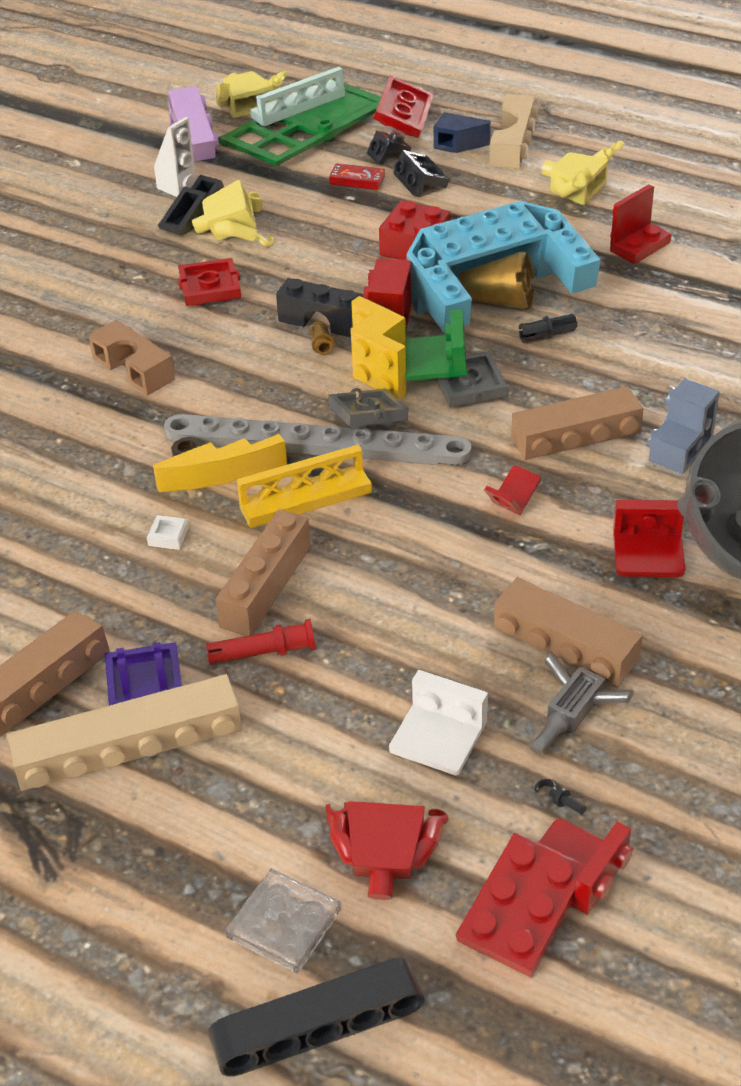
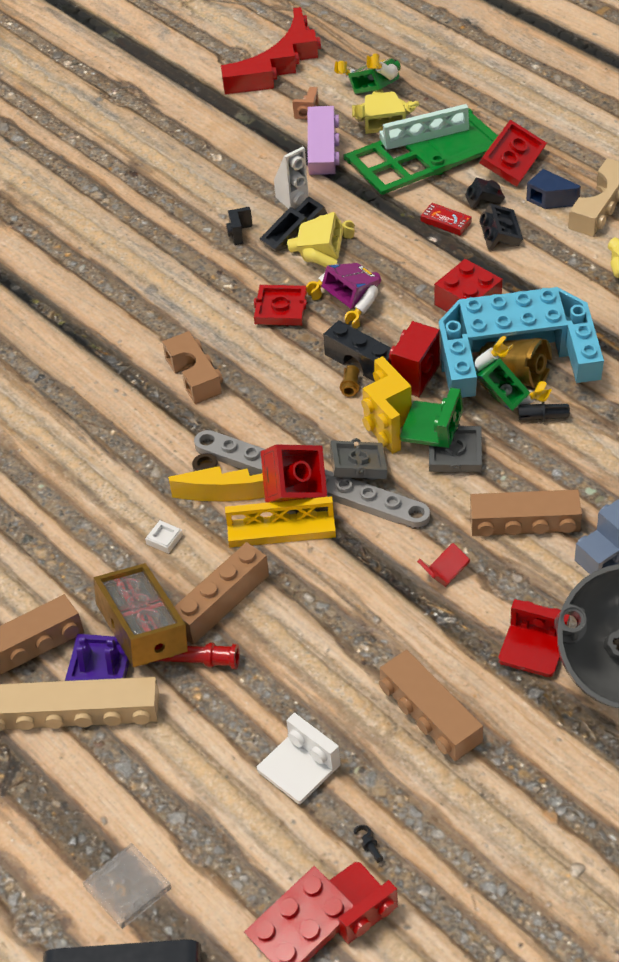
camera: 20 degrees right, 5 degrees up
(97, 74) = (281, 59): none -> red arch
(127, 214) = (238, 220): none -> black bracket
(157, 101) = (300, 106): none -> nougat bracket
(181, 610) = (140, 615): none -> brick
(219, 64) = (372, 76): none -> torso
(279, 246) = (349, 284): none -> magenta torso
(304, 426) = (293, 472): none -> red brick
(384, 840) = (220, 845): red torso -> none
(496, 302) = (502, 382): none -> torso
(574, 701) = (412, 767): flat silver piece -> none

